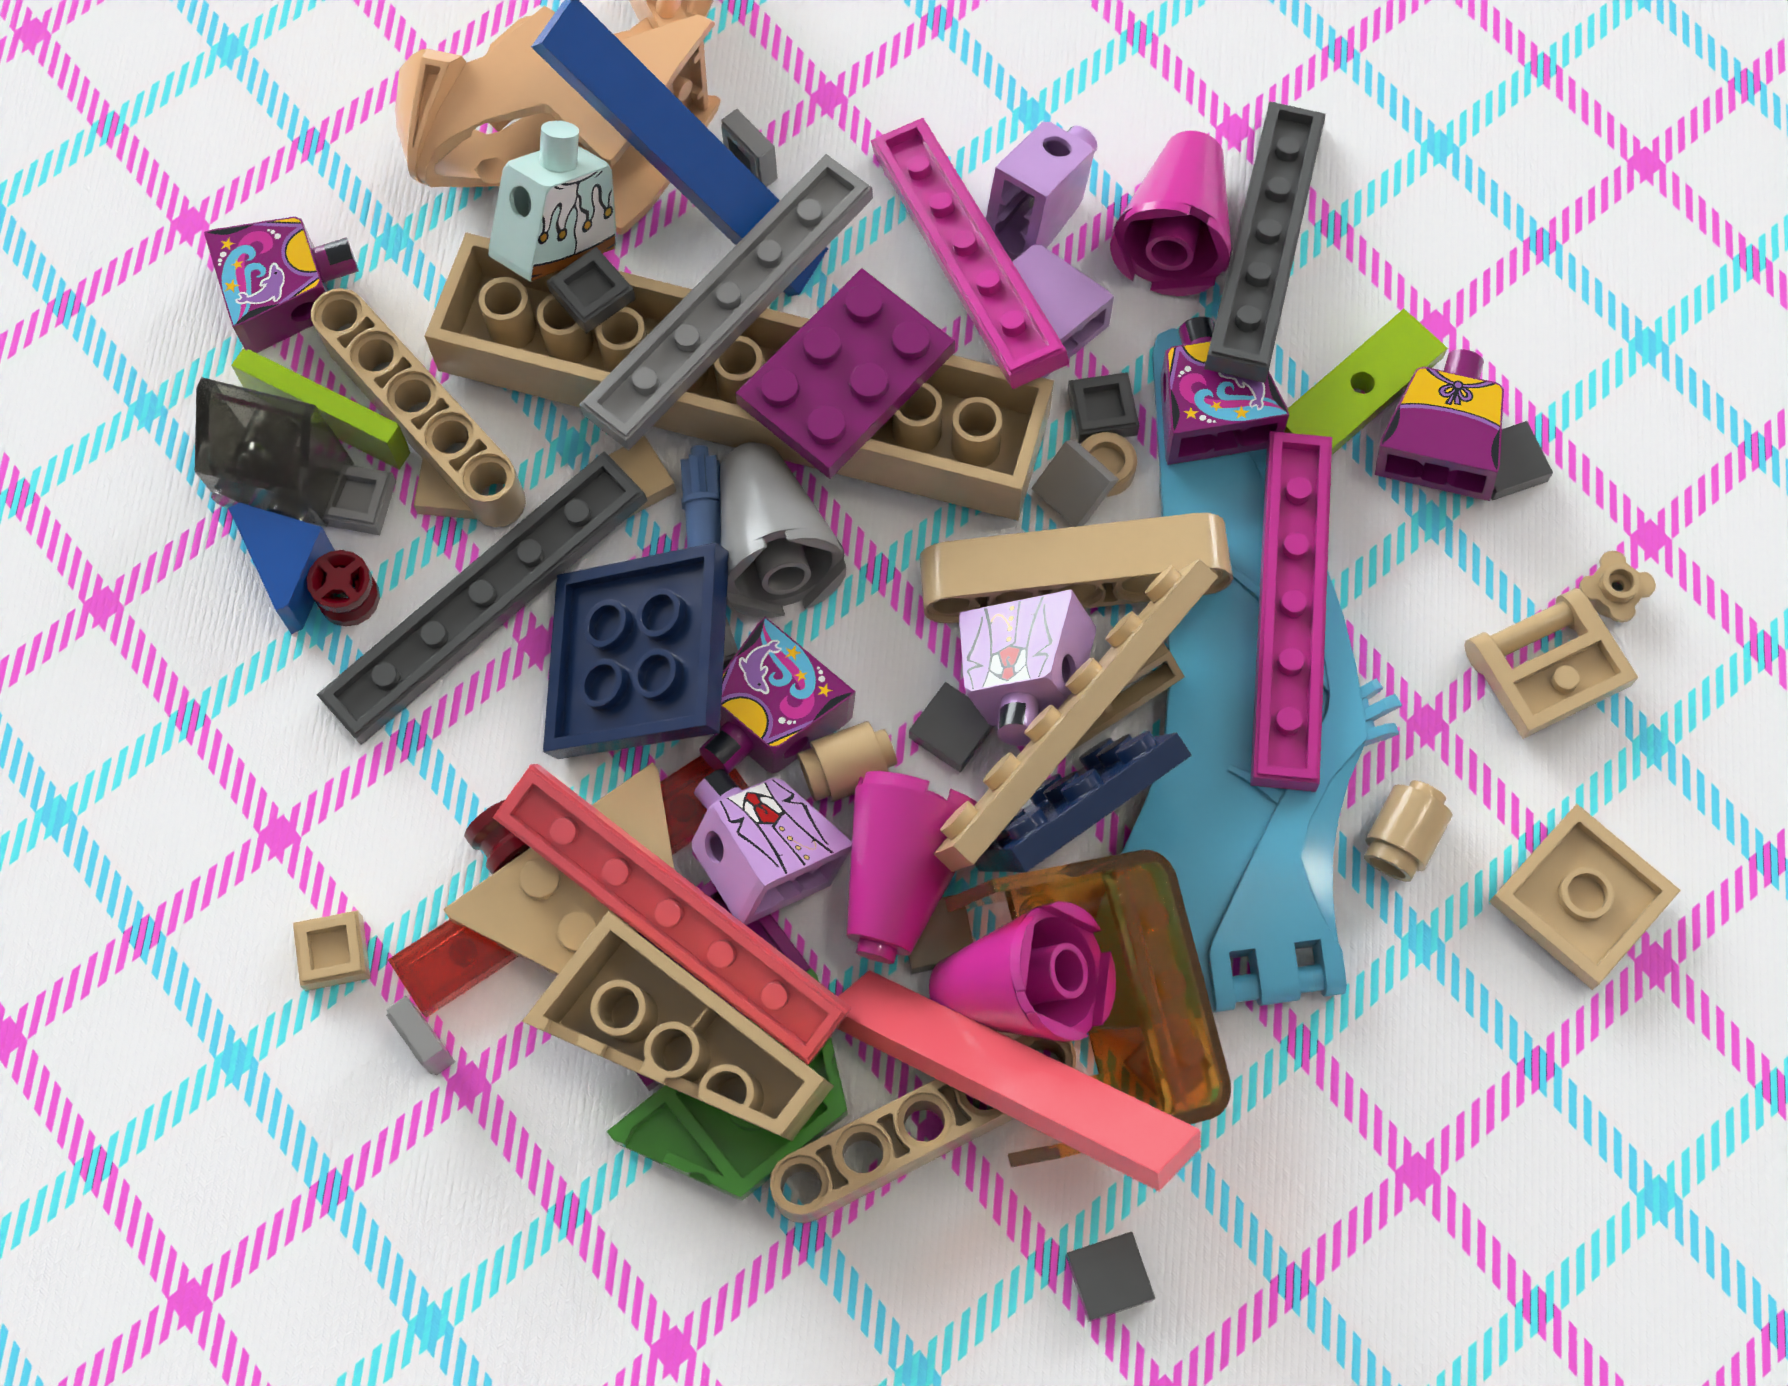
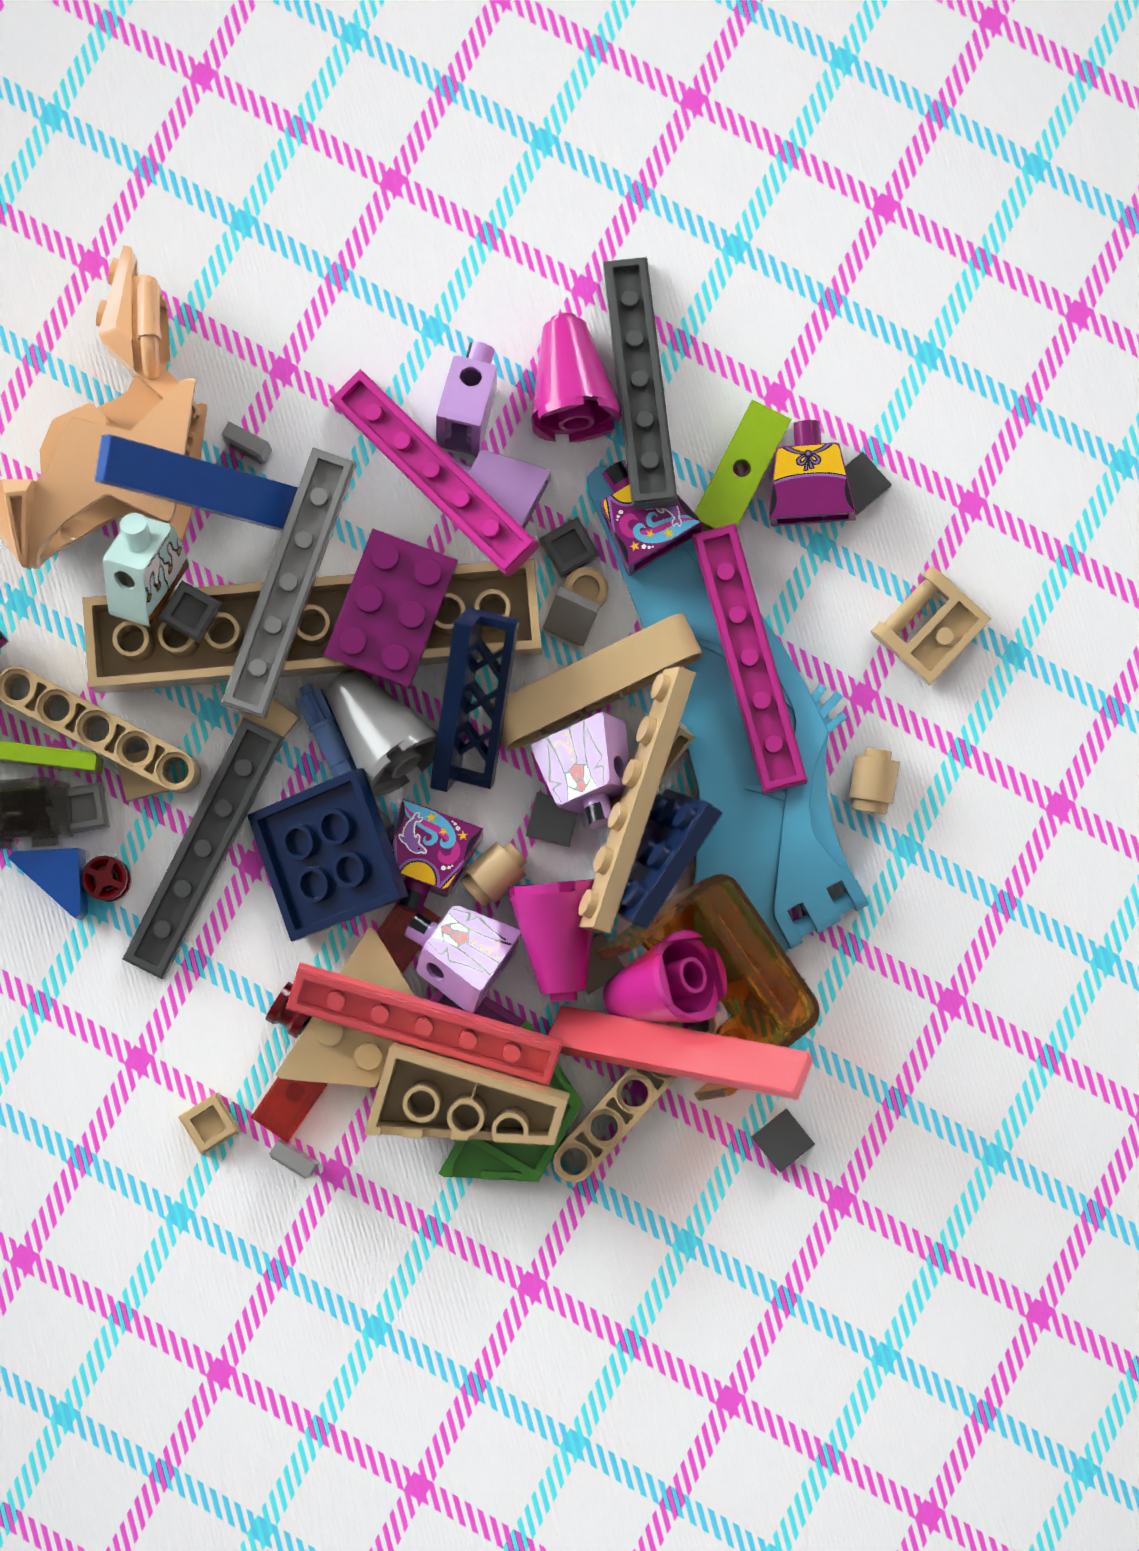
camera: 20 degrees left, 15 degrees up
(886, 513) = (457, 699): none -> dark blue fence
(1585, 896) = (1000, 782): tan plate -> none
(1613, 603) = (949, 561): tan plate -> none

